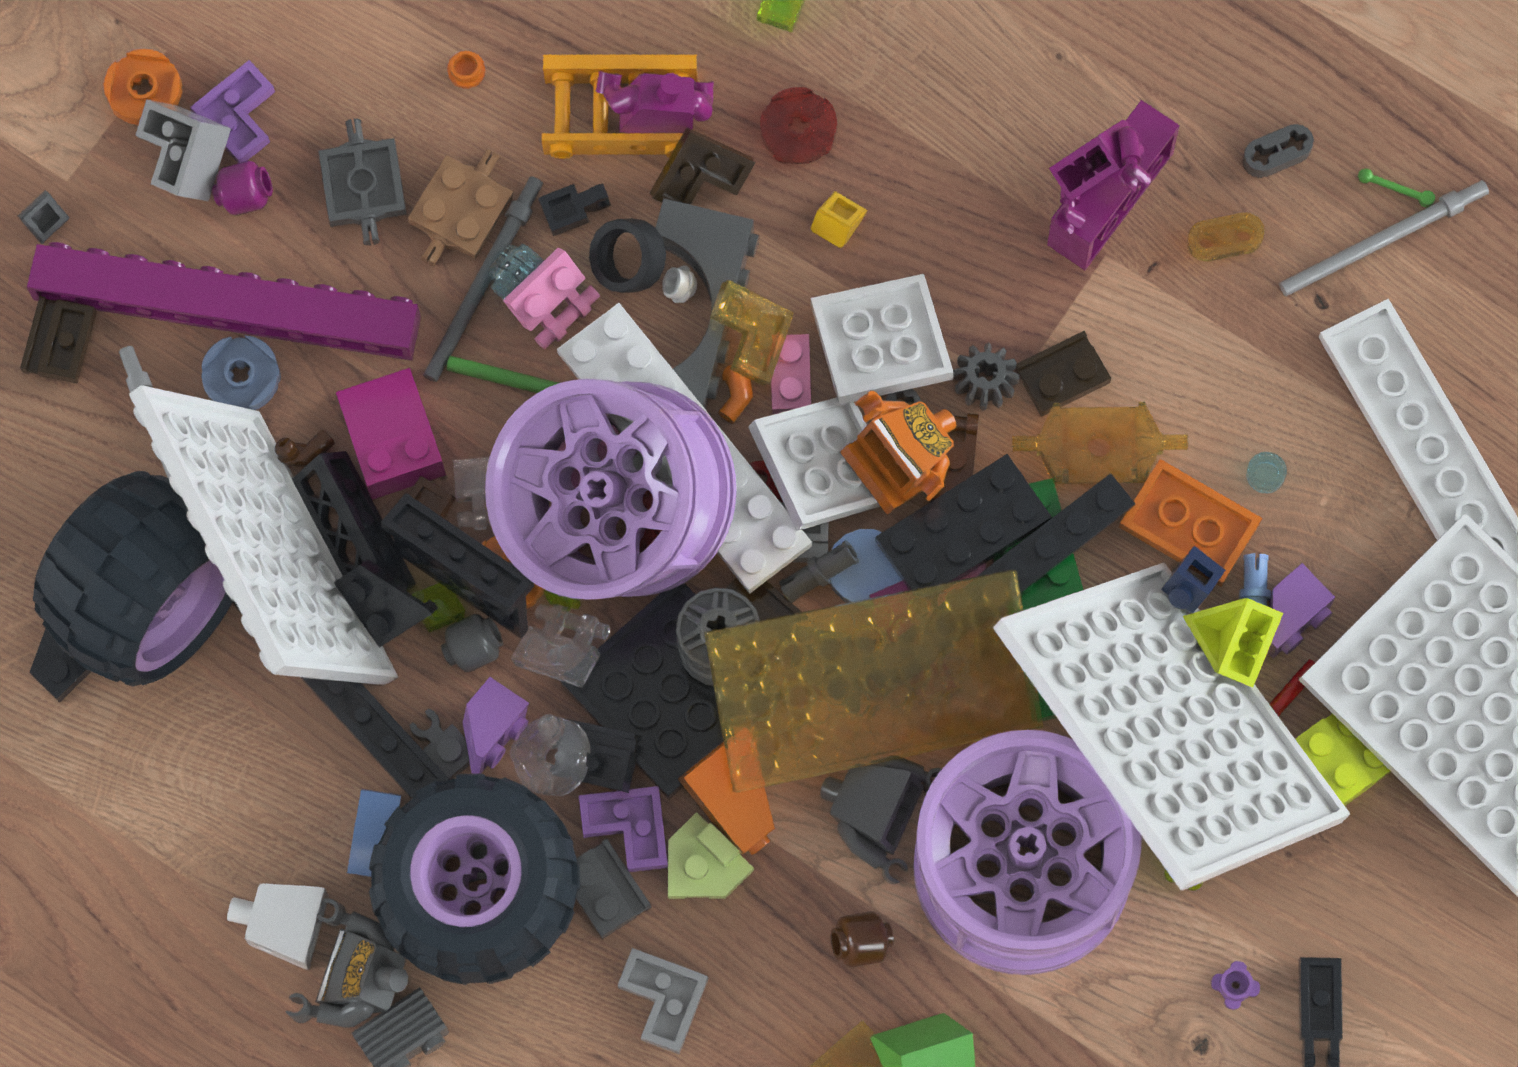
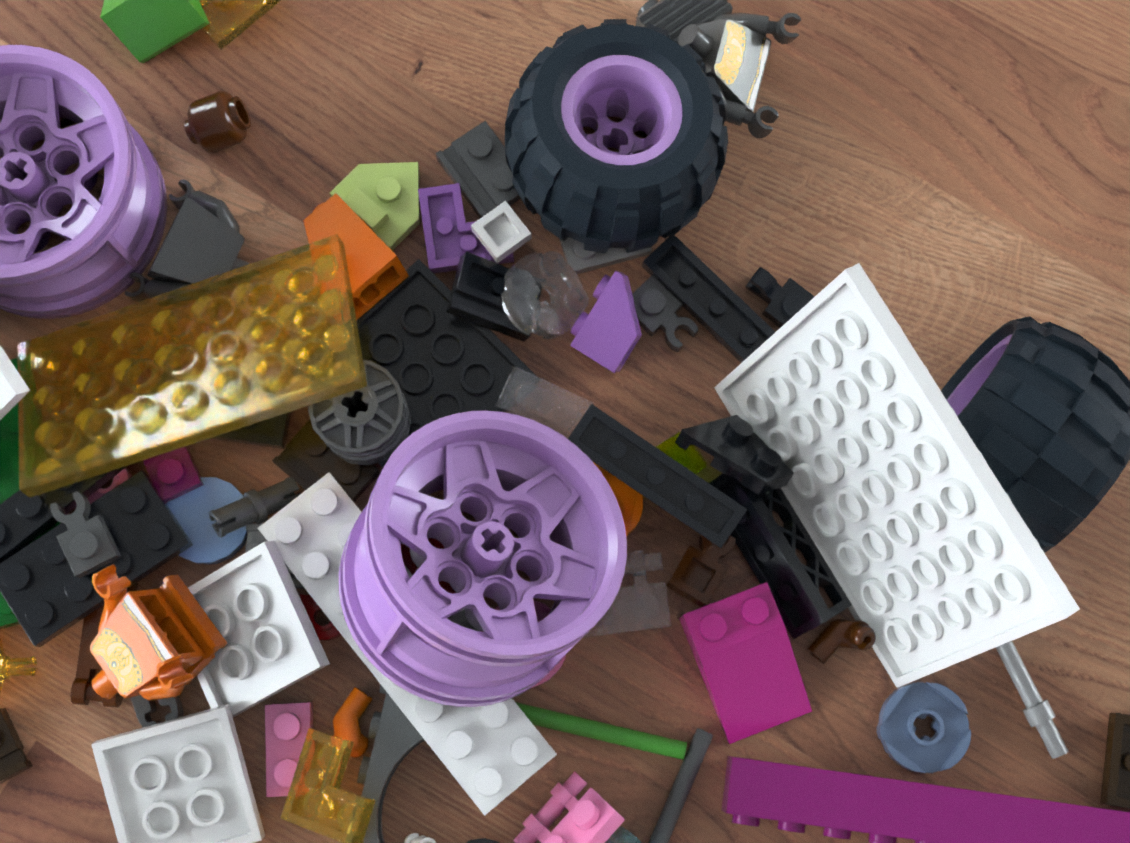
camera: 175 degrees right, 5 degrees up
(282, 920) = (813, 123): white torso -> none
(323, 748) = (782, 301): none -> black plate
(372, 813) = (727, 216): medium blue slope -> none
(472, 643) = (641, 412): dark grey head -> none
(587, 810) = (501, 231): none -> white plate
(674, 993) = (410, 66): light grey plate -> none
(962, 533) = (87, 541): none -> dark grey plate
(990, 364) = (45, 739): dark grey gear -> none

